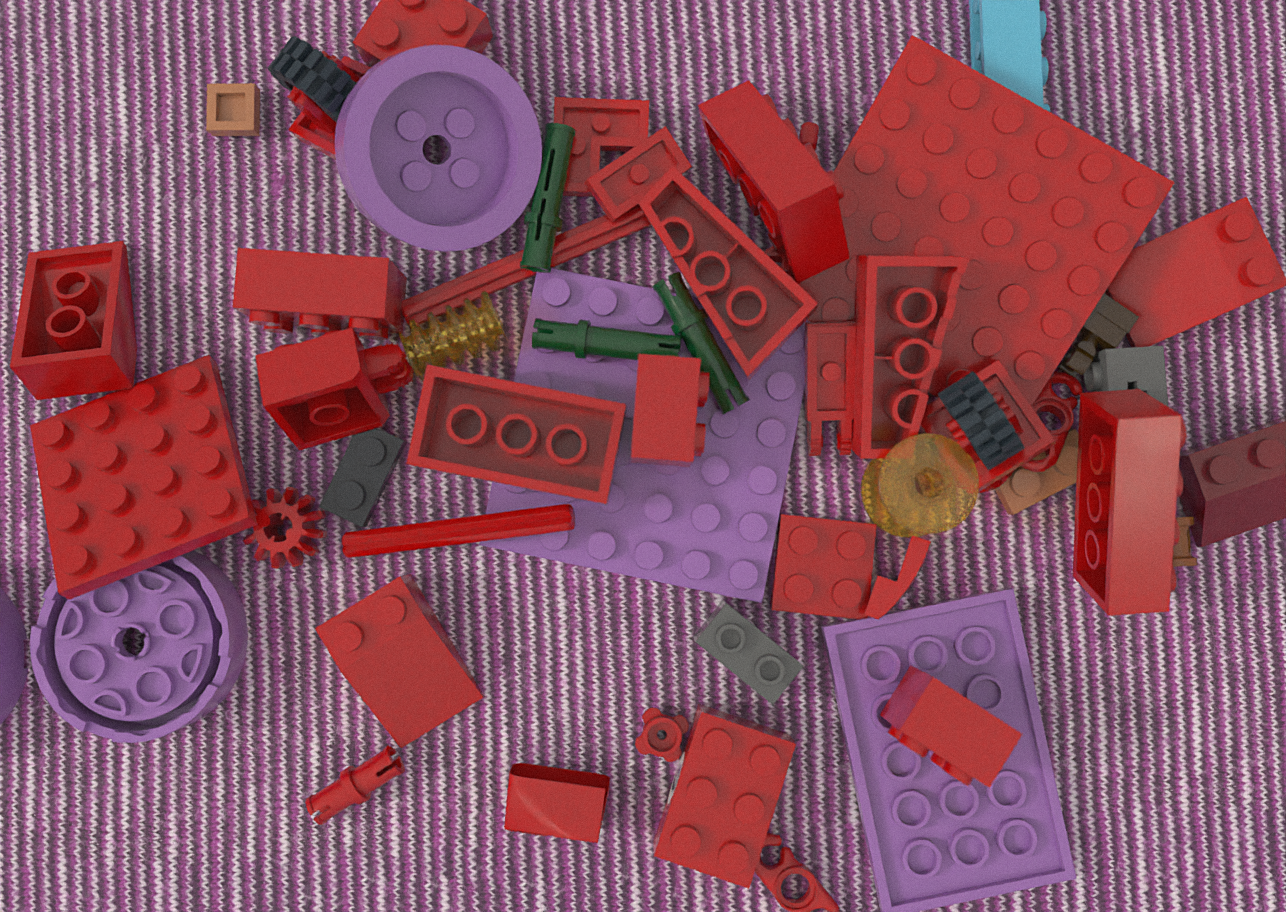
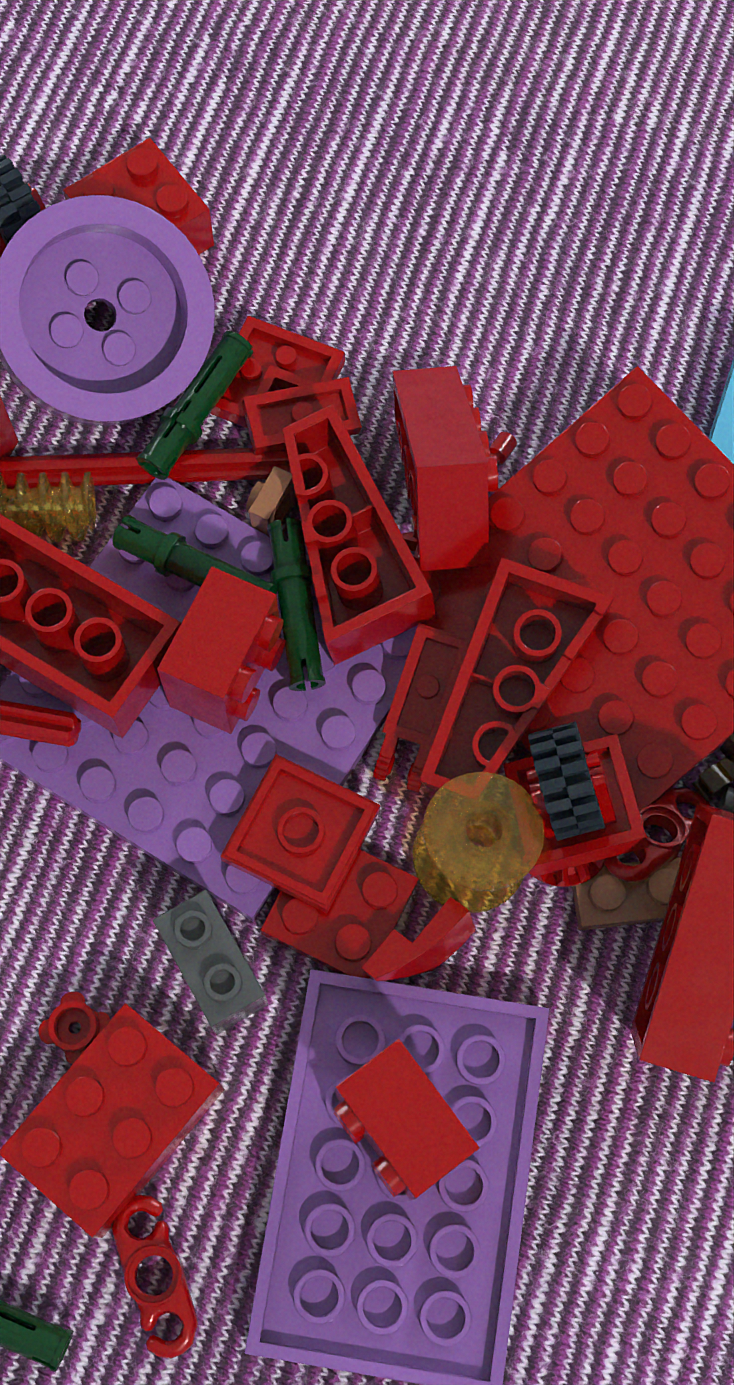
camera: 20 degrees right, 15 degrees down
(640, 258) = (271, 500): none -> nougat plate
(777, 526) = (300, 833): none -> red tile

